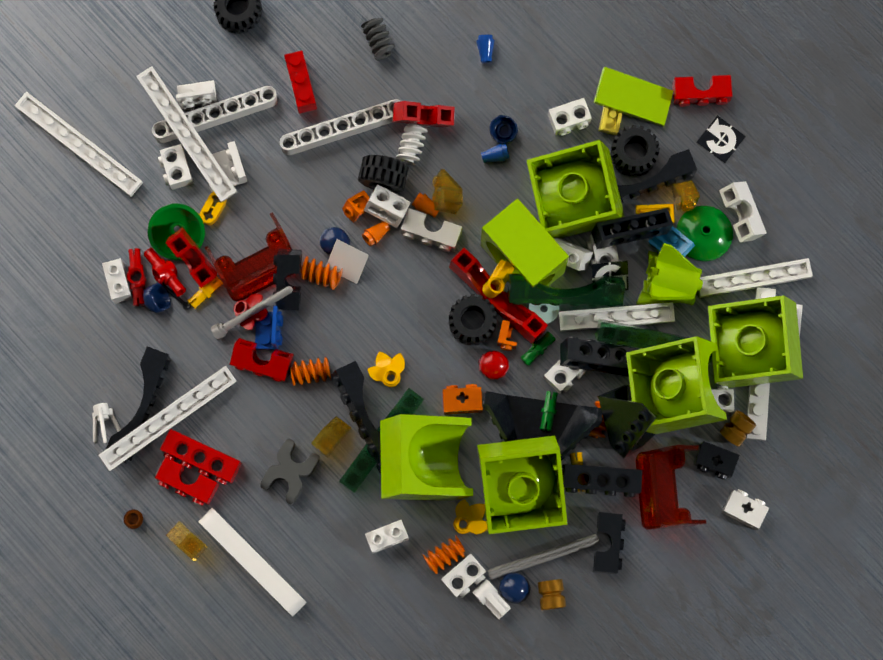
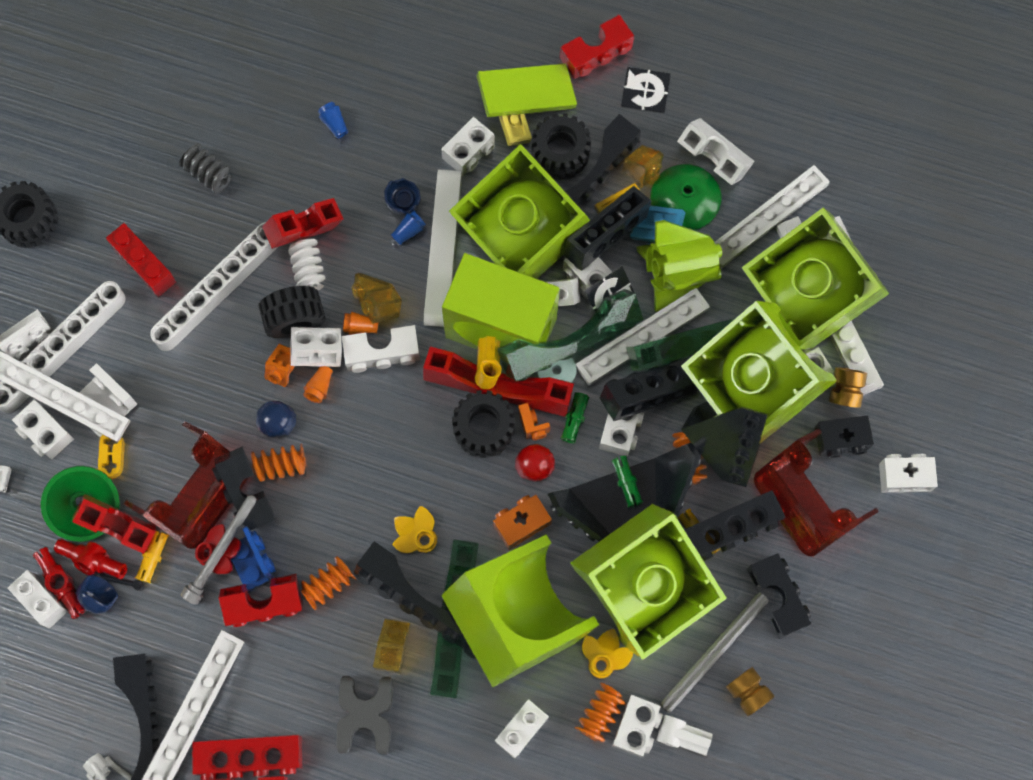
camera: 30 degrees left, 5 degrees down
(349, 259) = (303, 429): white sticker -> none
(514, 177) = (442, 245): none -> white beam
(514, 588) = (702, 707): dark blue hair -> none

